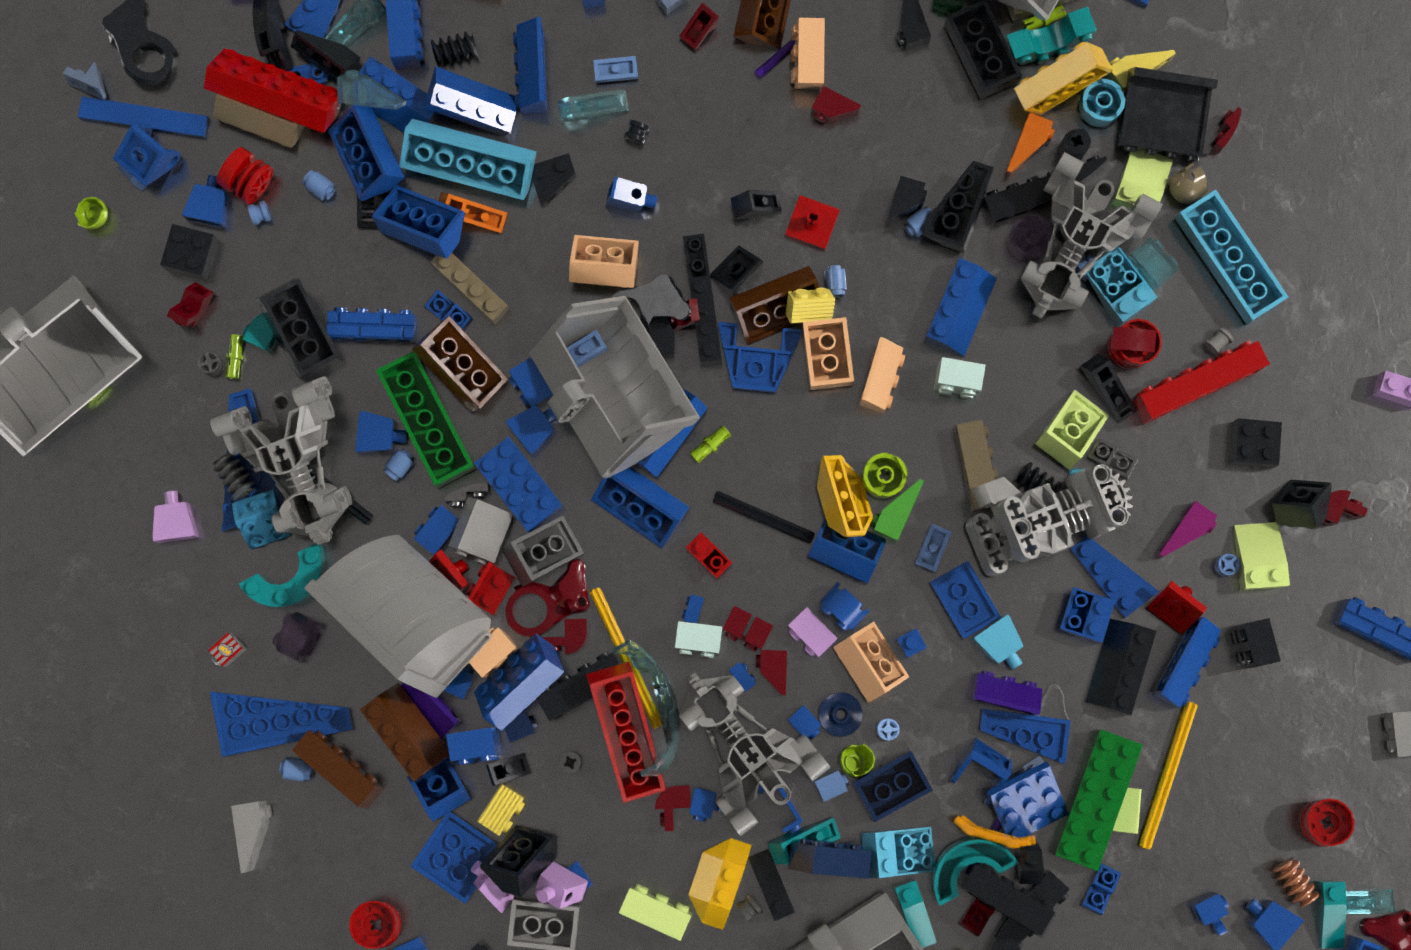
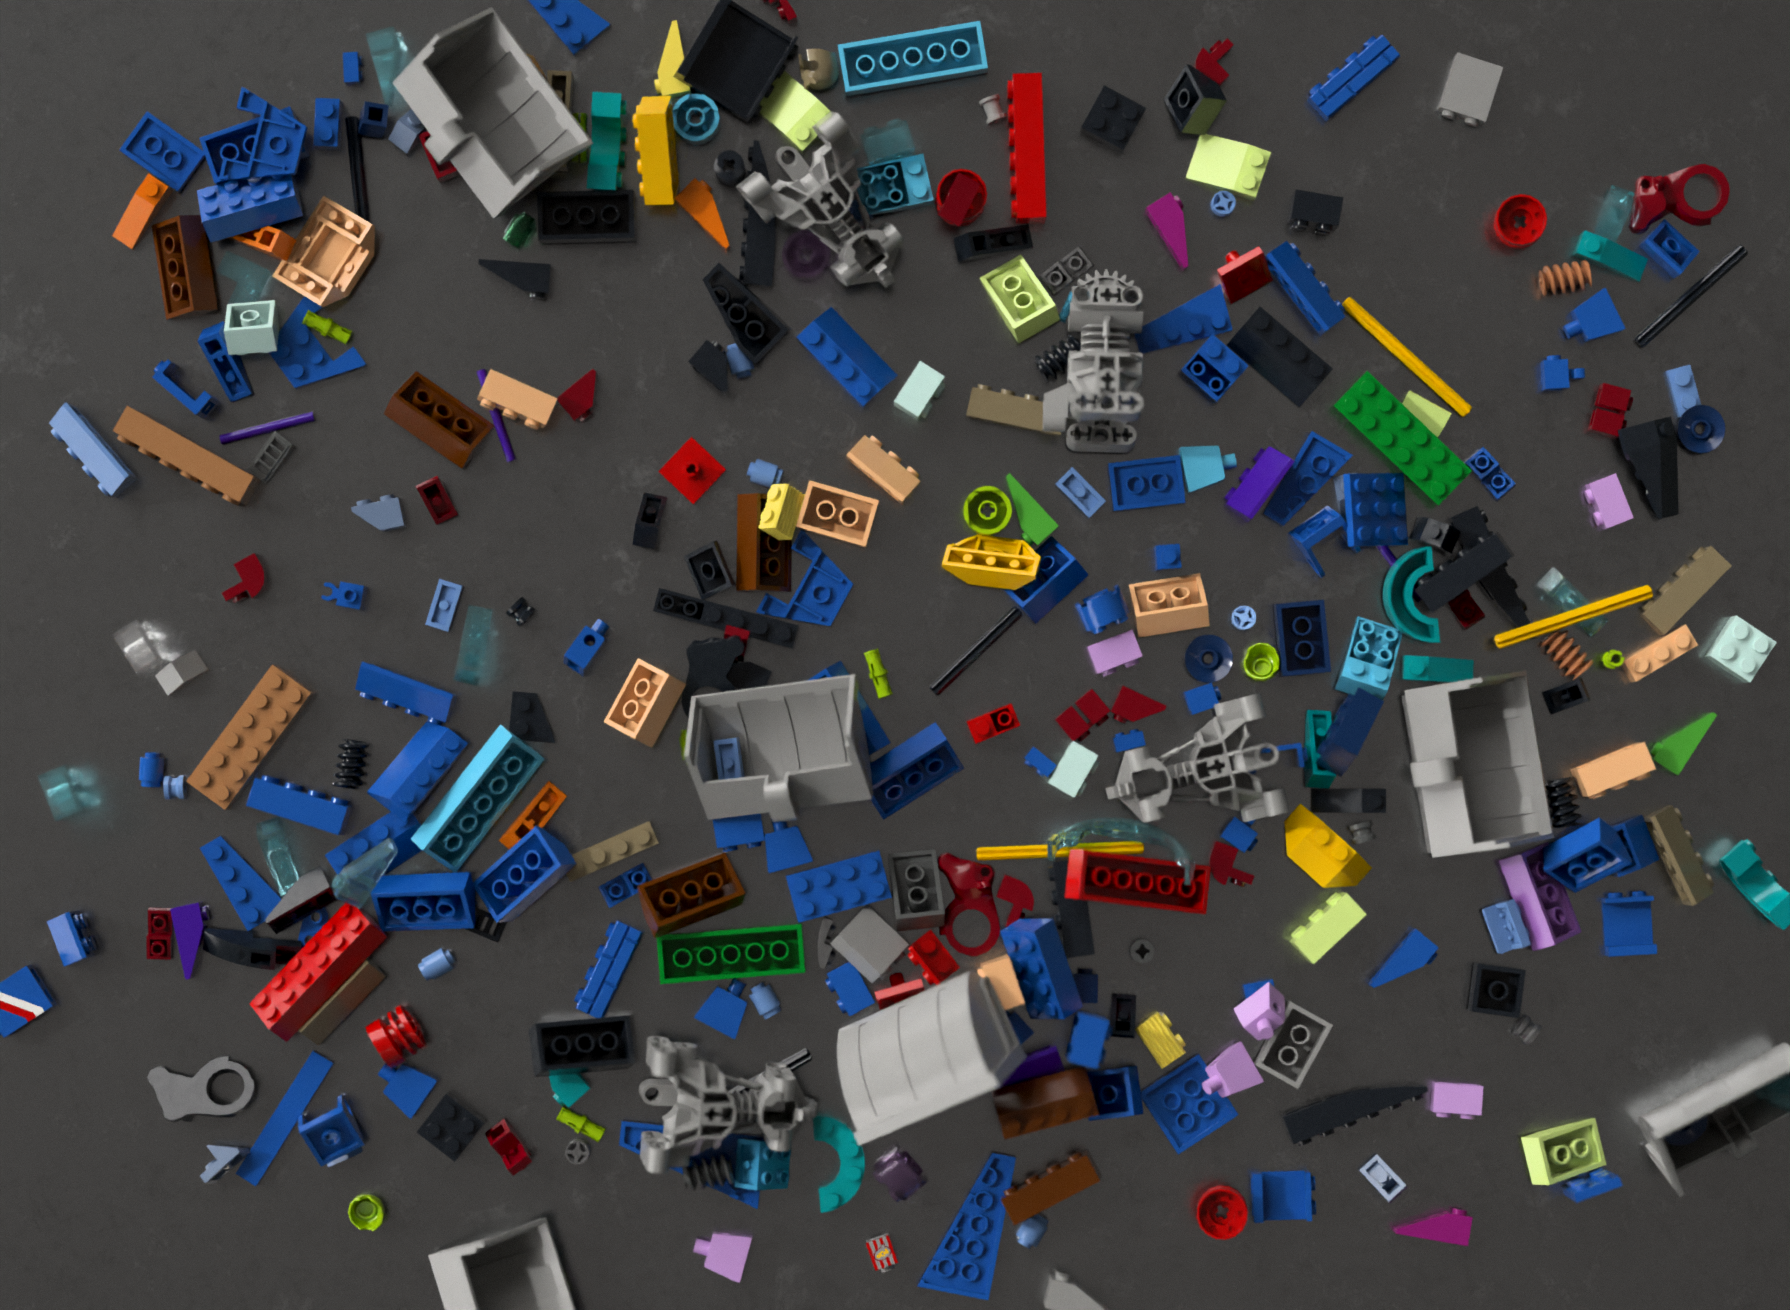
camera: 65 degrees left, 5 degrees up
(259, 212) = (440, 1037): medium blue wheel -> none
(519, 860) = (1219, 1041): black slope -> none
(831, 785) = (1275, 697): medium blue brick -> none
(1009, 841) = (1379, 576): light orange piece -> none

